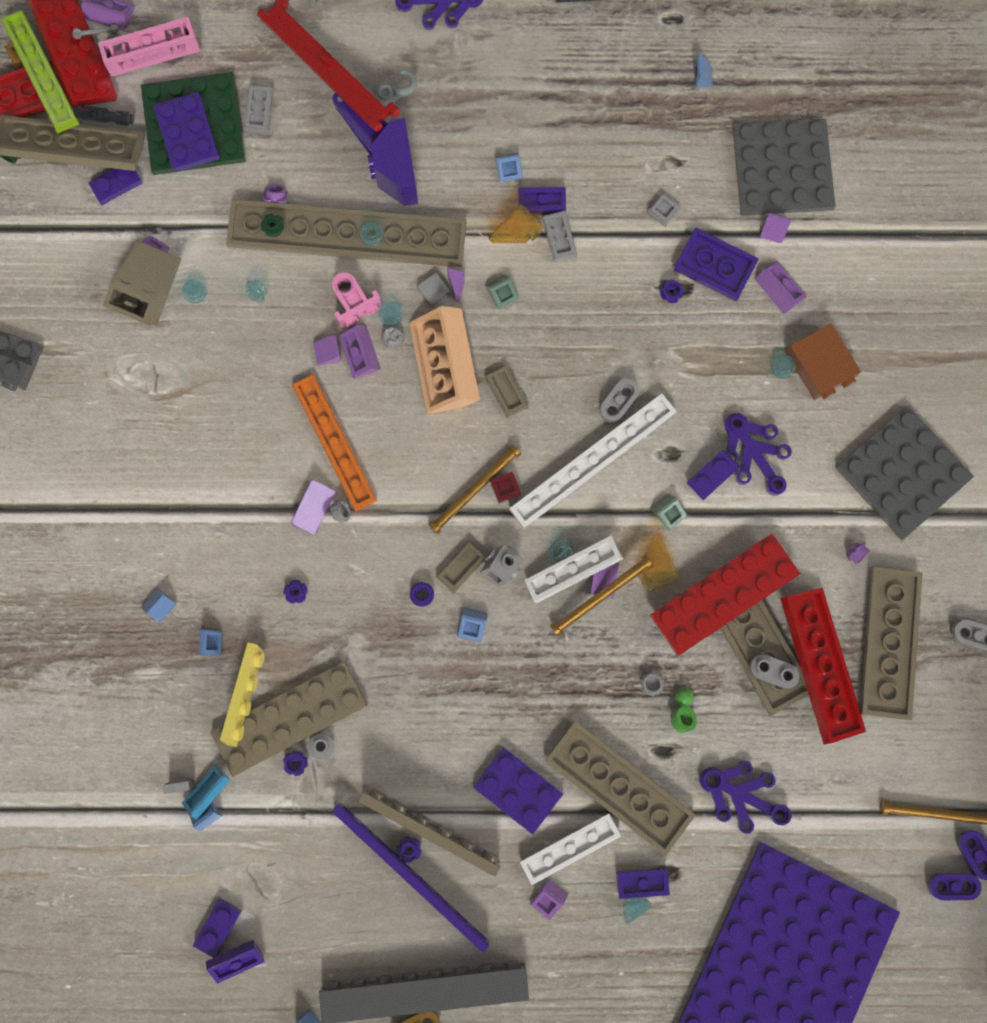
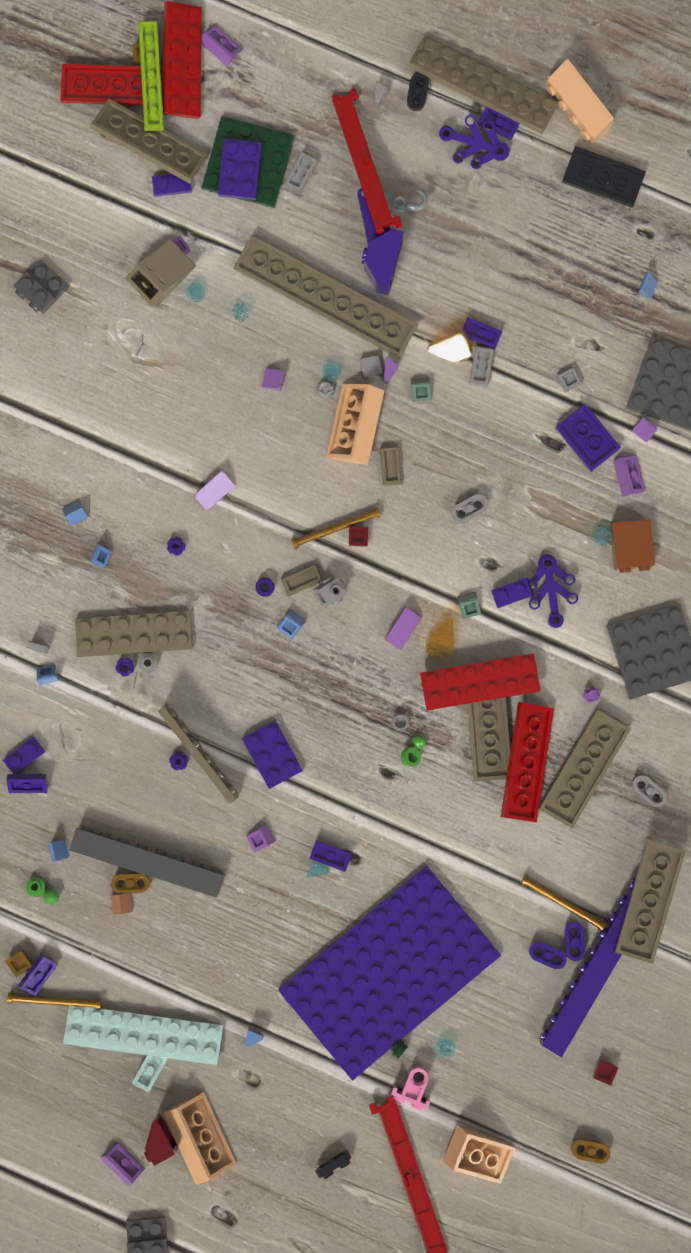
camera: 30 degrees right, 5 degrees up
(77, 33) = (190, 58): light grey hinge -> none
(103, 115) = (183, 129): black piece -> none
(149, 47) = (239, 90): bright pink brick -> none
(205, 791) = (54, 659): dark azure tile -> none
(240, 702) = (105, 607): light yellow plate -> none
(272, 231) = (273, 273): dark green plate -> none
(275, 193) = (285, 244): medium lavender plate -> none
(334, 442) = (249, 449): orange tile -> none
(341, 511) = (233, 501): light grey piece -> none
(353, 301) = (308, 351): bright pink pin -> none
(359, 351) = (297, 389): medium lavender slope -> none
(371, 240) = (342, 312): clear light blue plate -> none
(411, 877) = (172, 781): dark purple tile -> none
(508, 167) = (468, 296): medium blue slope -> none
(561, 550) = (378, 599): clear light blue plate -> none
(570, 848) = (290, 810): white plate -> none
(574, 569) = (380, 617): white plate -> none
(592, 461) = (430, 544): white plate -> none
(601, 595) = (392, 644): pearl gold bar -> none
(620, 788) = (344, 784): dark tan plate -> none
(671, 285) = (545, 439): dark purple plate -> none
(739, 795) = (426, 826): dark purple plant -> none
(774, 671) = (490, 751): light grey plate -> none

